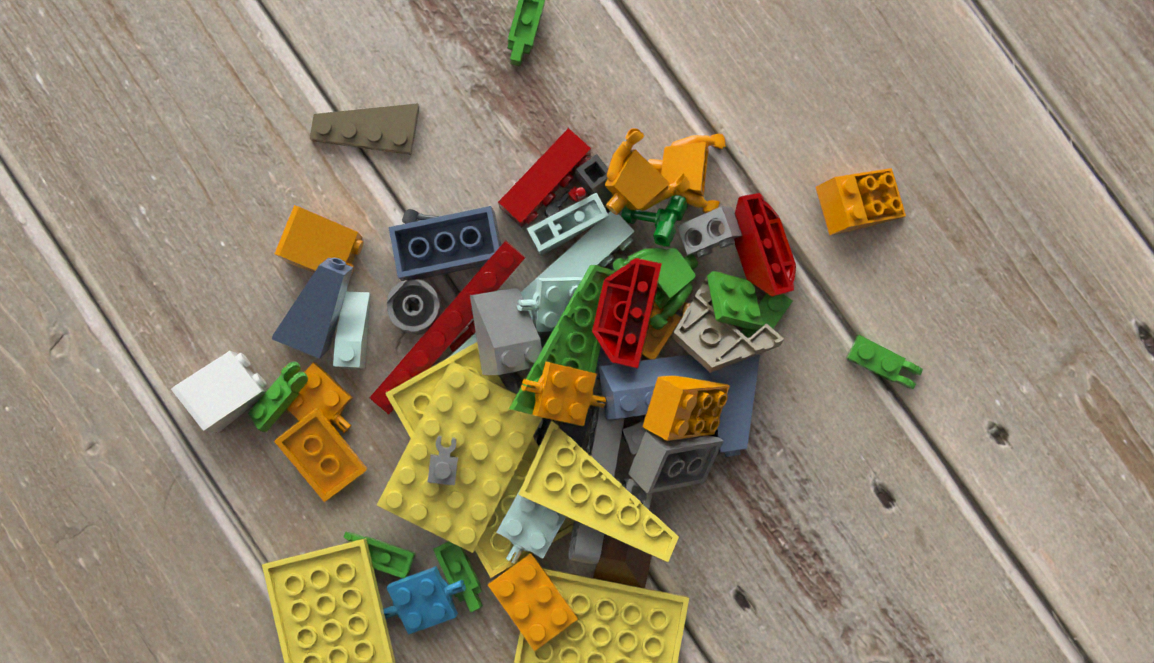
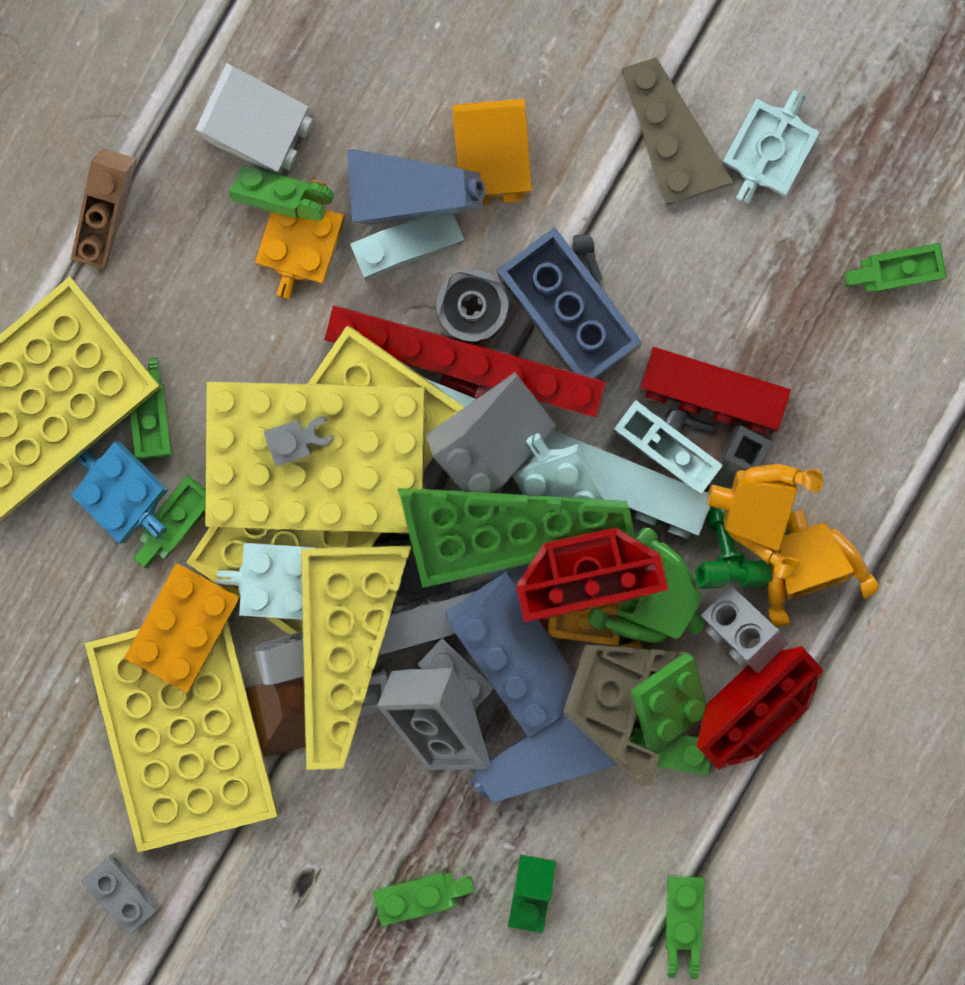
camera: 65 degrees right, 5 degrees up
(227, 520) = (102, 207): none -> medium nougat slope
(320, 454) = (235, 281): light orange plate -> none
(407, 69) = (770, 147): none -> light aqua plate
(564, 393) = (449, 546): light orange plate -> none
(577, 194) = (711, 441): red bar -> none
(685, 407) = (504, 703): light orange slope -> none
(786, 527) = (420, 897): none -> bright green hinge
(817, 452) = (531, 893): none -> green slope
(860, 200) = (877, 802): light orange slope -> none

